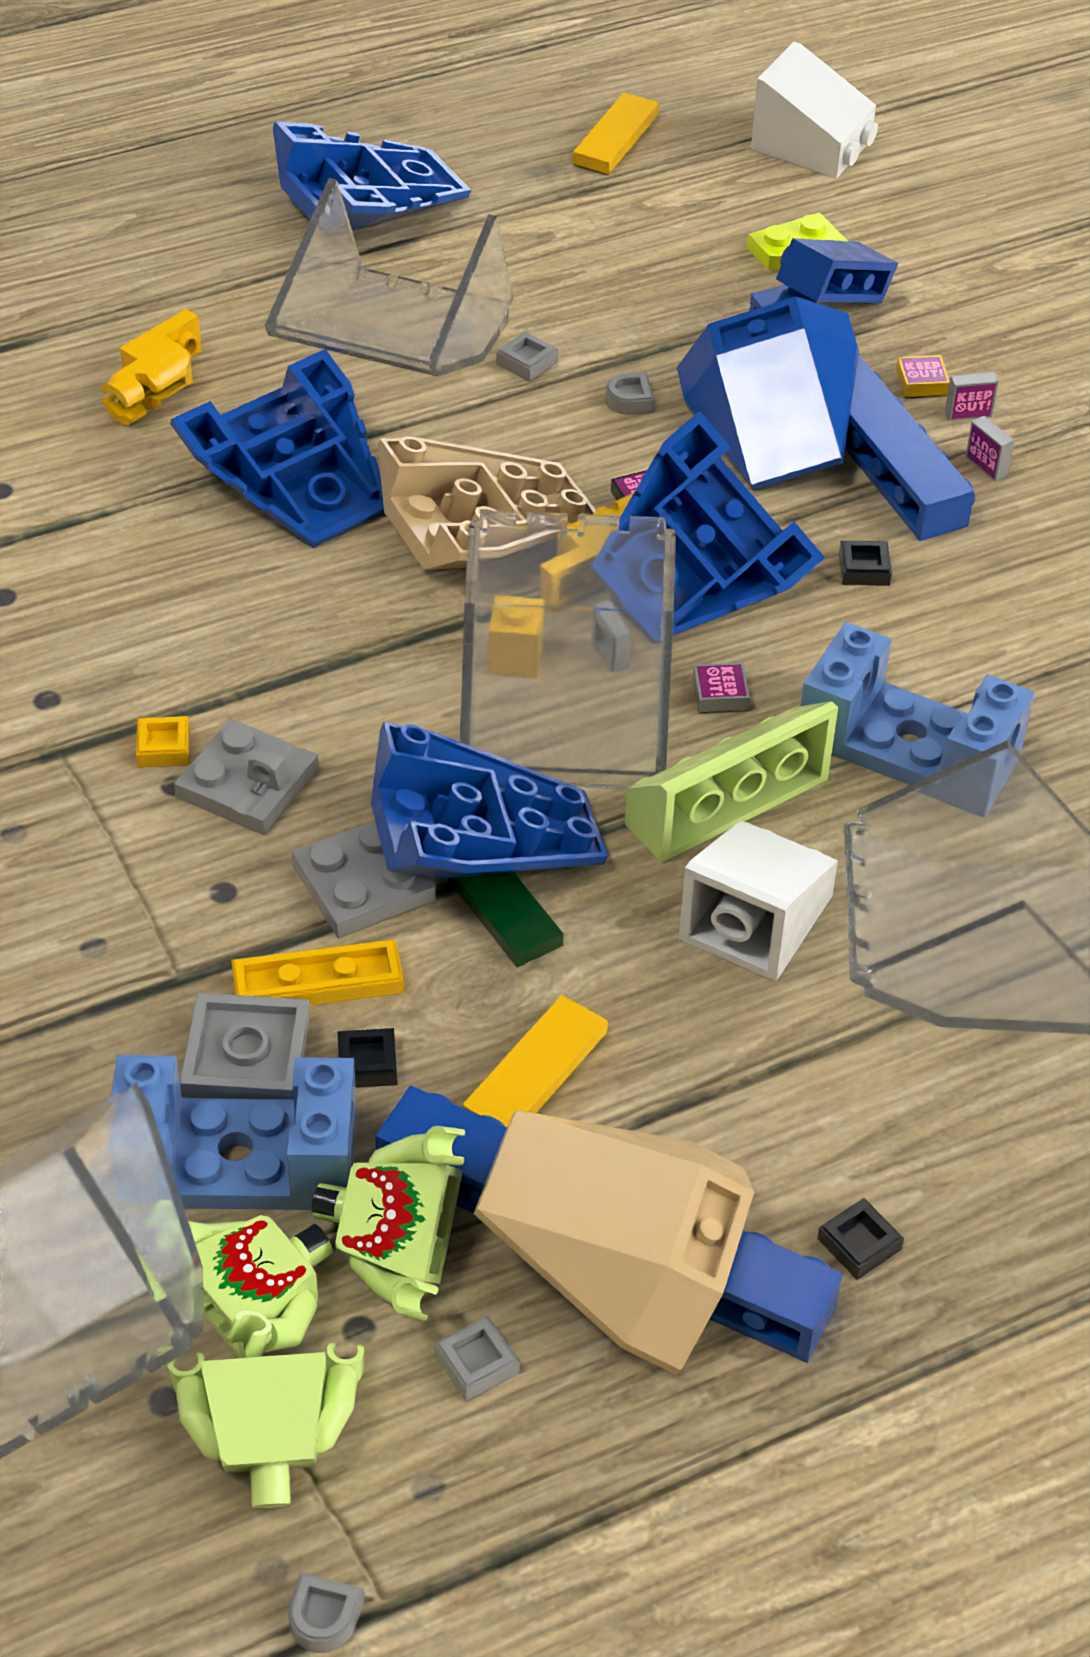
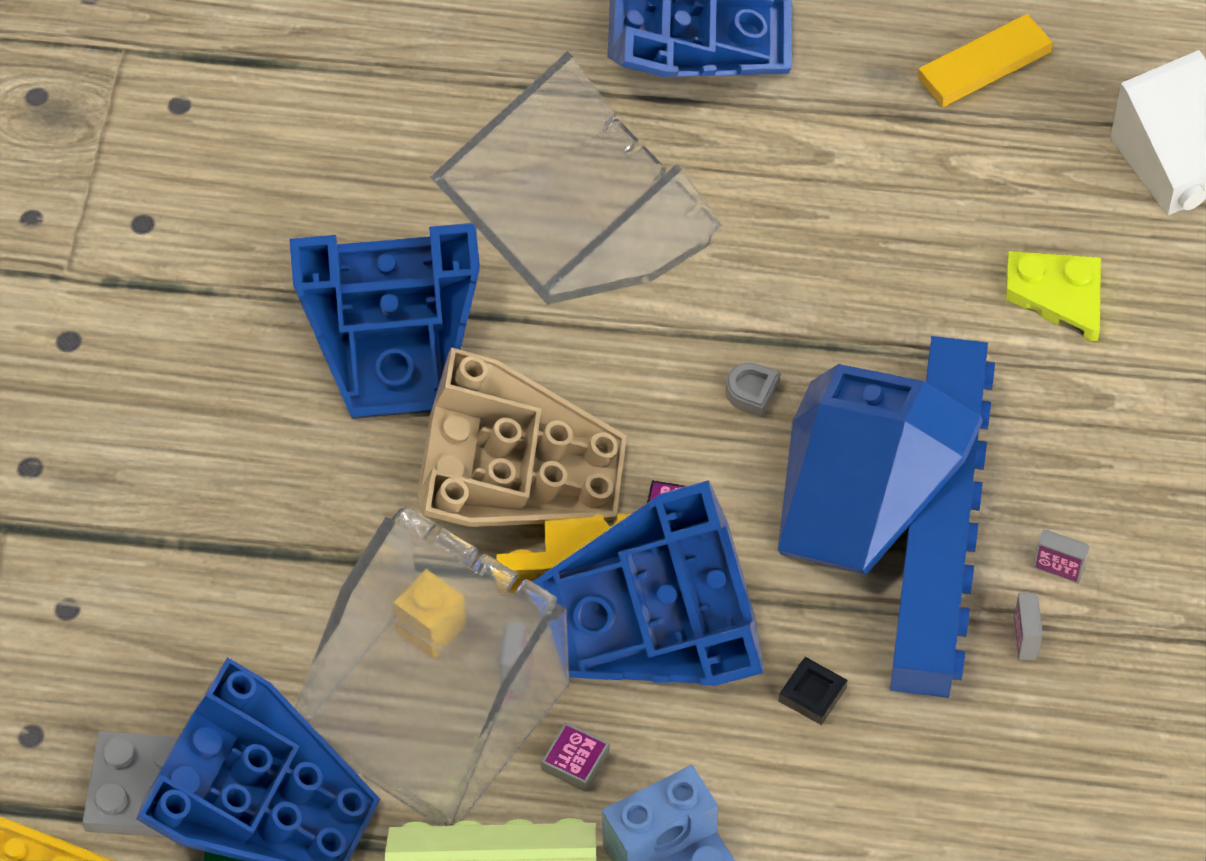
camera: 35 degrees right, 10 degrees up
(153, 368) = (348, 154): yellow plate -> none
(163, 741) = (84, 562): yellow tile -> none
(246, 776) = (124, 633): light grey hinge -> none
(527, 356) = (691, 297): light grey tile -> none
(836, 270) = (1032, 351): blue brick -> none
(922, 376) = (1043, 504): tile -> none

